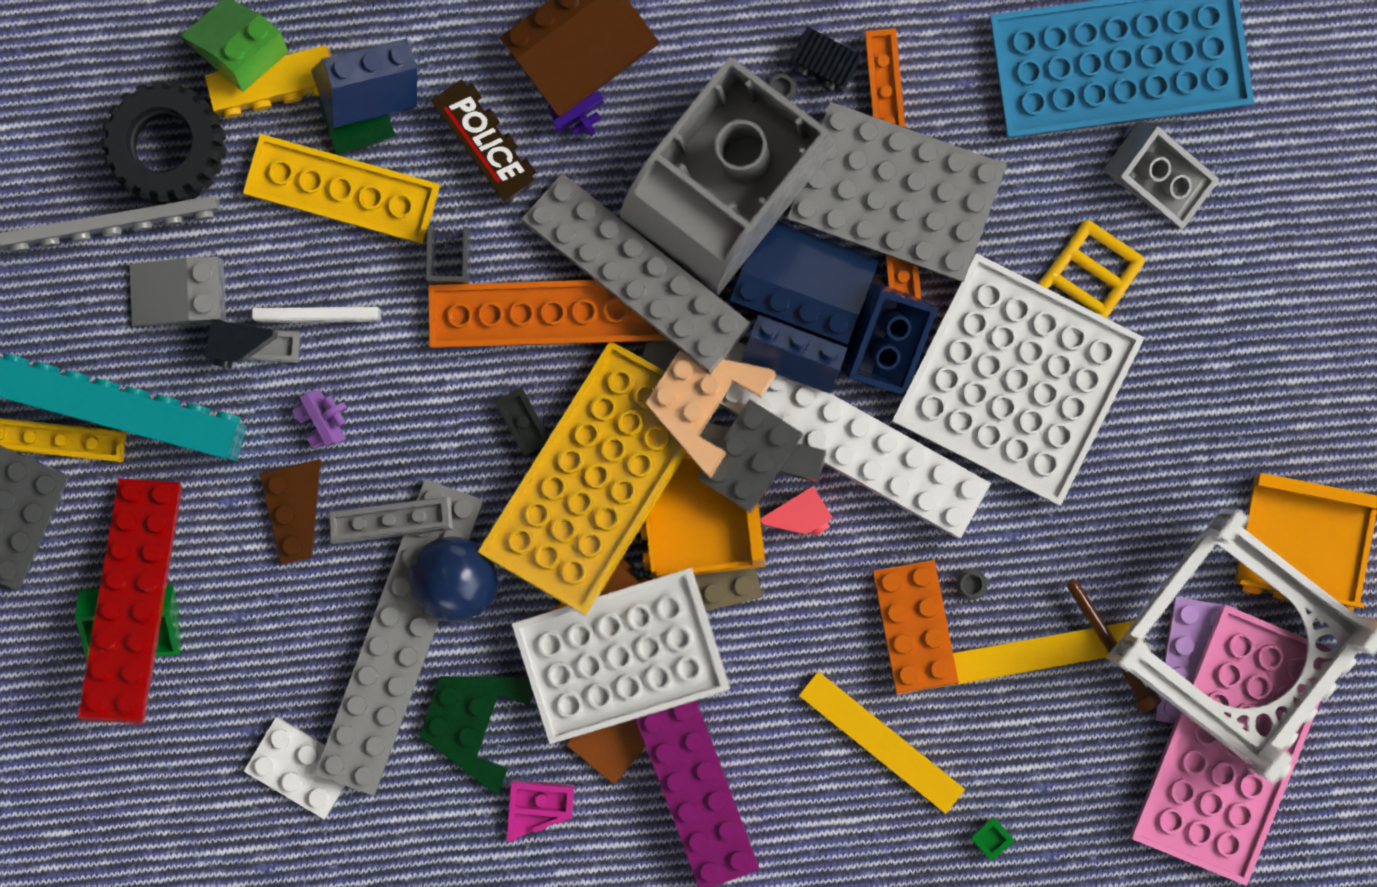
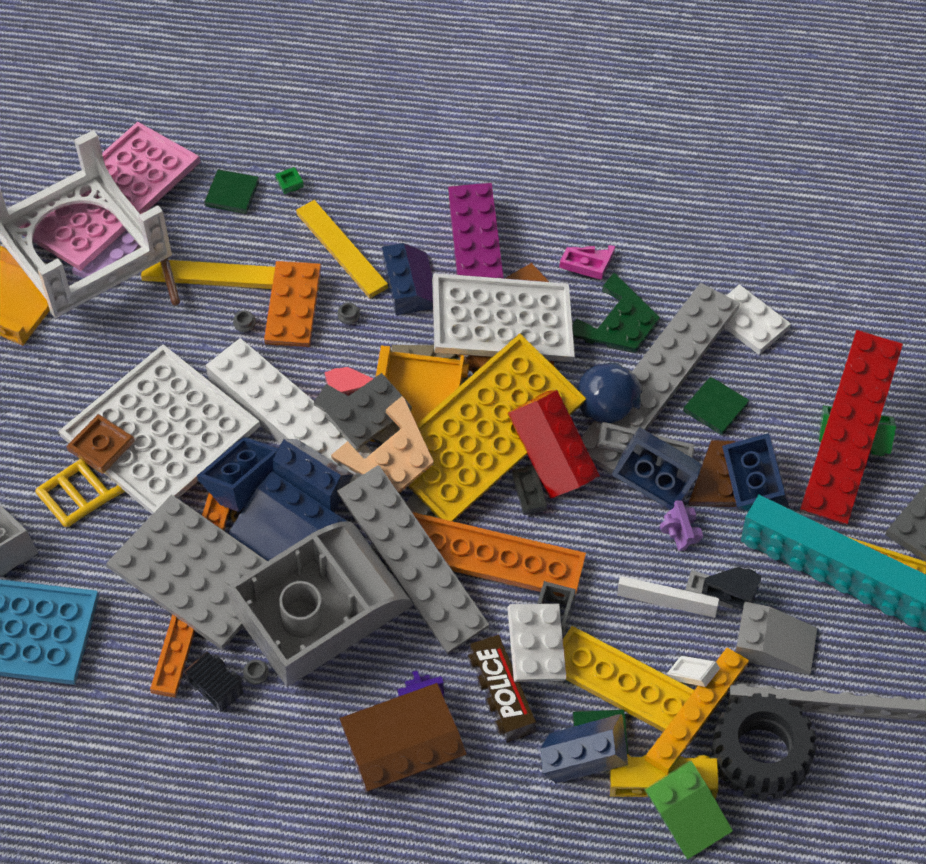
camera: 160 degrees left, 30 degrees down
(242, 510) = (754, 471): none -> dark blue slope
(248, 167) = (695, 712): none -> light orange plate
(264, 218) = (693, 671): none -> white tile
(316, 615) = (716, 405): none -> dark green tile
(366, 483) = (656, 469): none -> dark blue slope
(454, 196) = (536, 642): none -> white plate
(503, 475) = (553, 443): none -> red slope
(770, 710) = (408, 278): none -> dark blue slope
(836, 634) = (348, 313): none -> dark grey plate
(1067, 801) = (231, 191): none -> dark green tile
(1081, 329) = (100, 443): none -> dark orange tile

